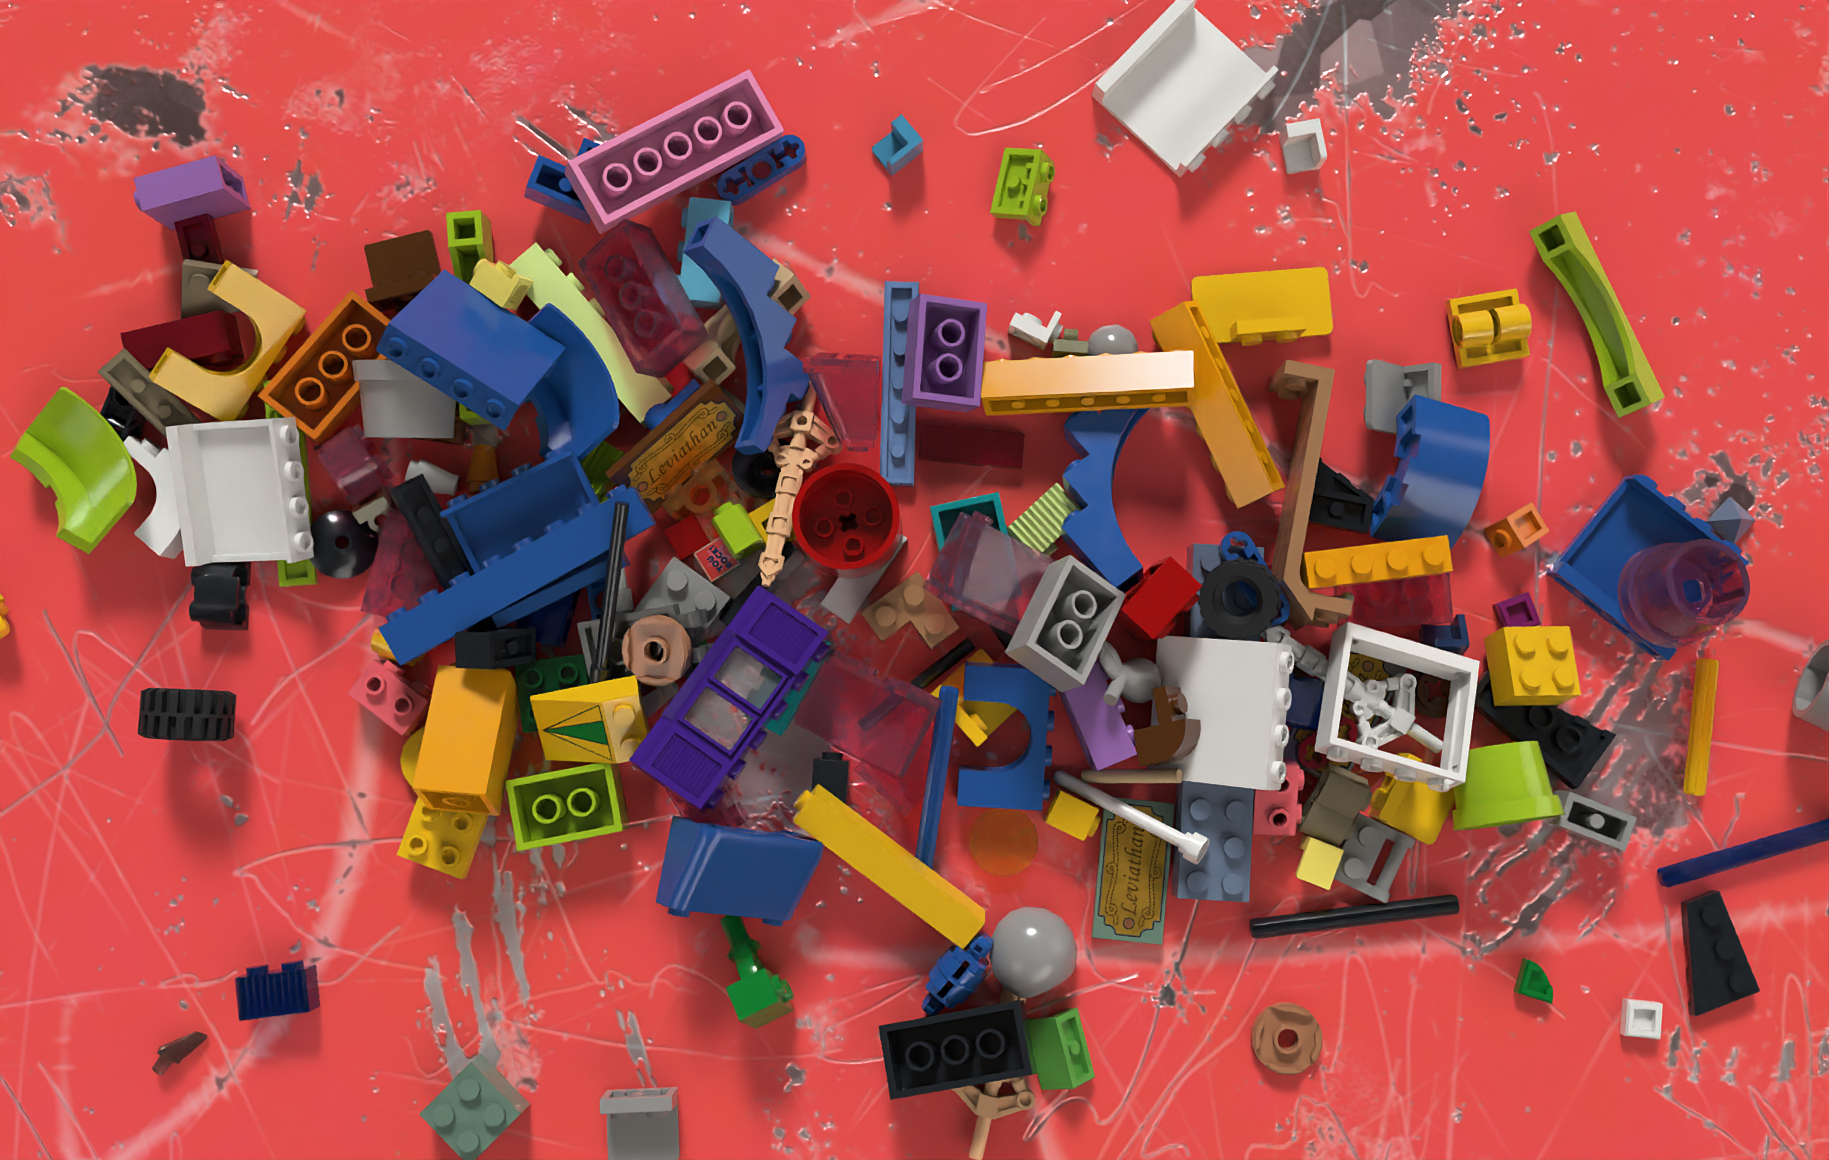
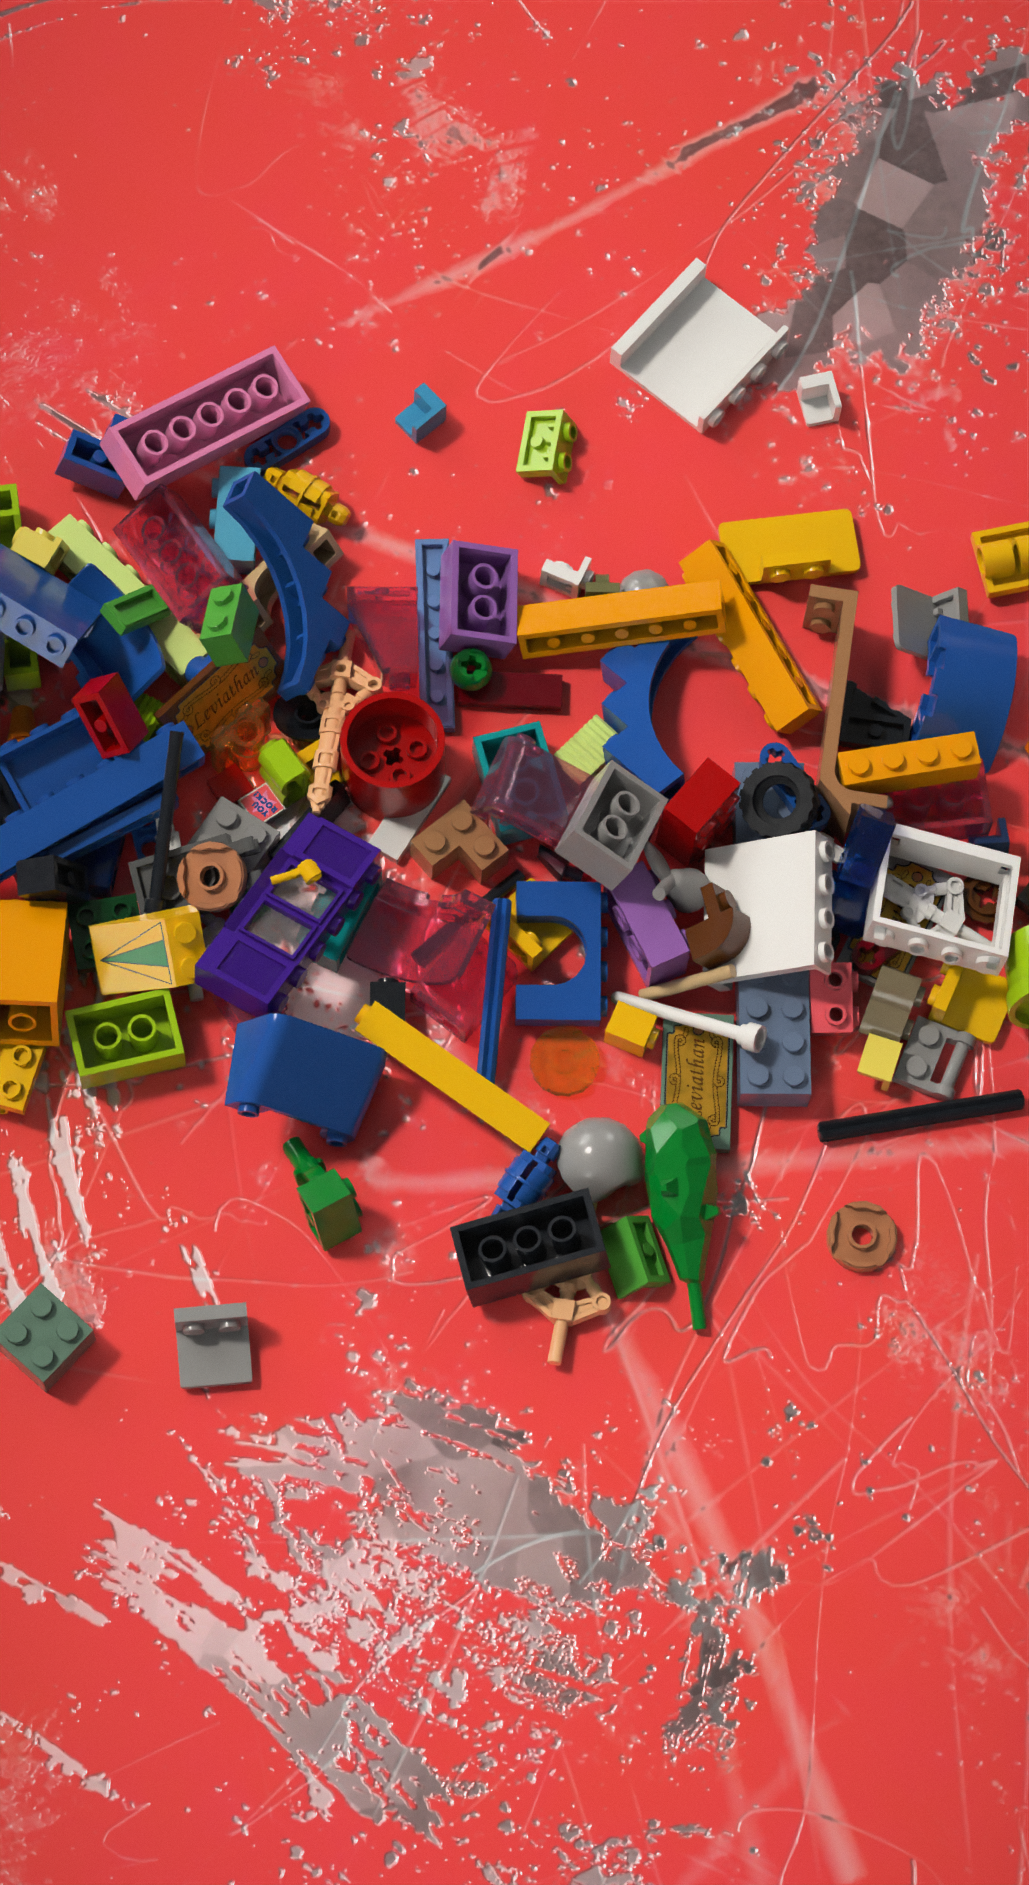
camera: 10 degrees left, 15 degrees down
(555, 480) = (110, 715): none -> red brick
(591, 356) = (135, 610): none -> bright green tile
(683, 383) = (229, 625): none -> bright green brick
(752, 657) = (306, 869): none -> yellow hand
(777, 231) = (309, 494): none -> yellow piece
(944, 422) = (460, 664): none -> green piece
(1113, 996) = (683, 1193): none -> green piece
(1326, 653) = (866, 846): none -> clear blue brick

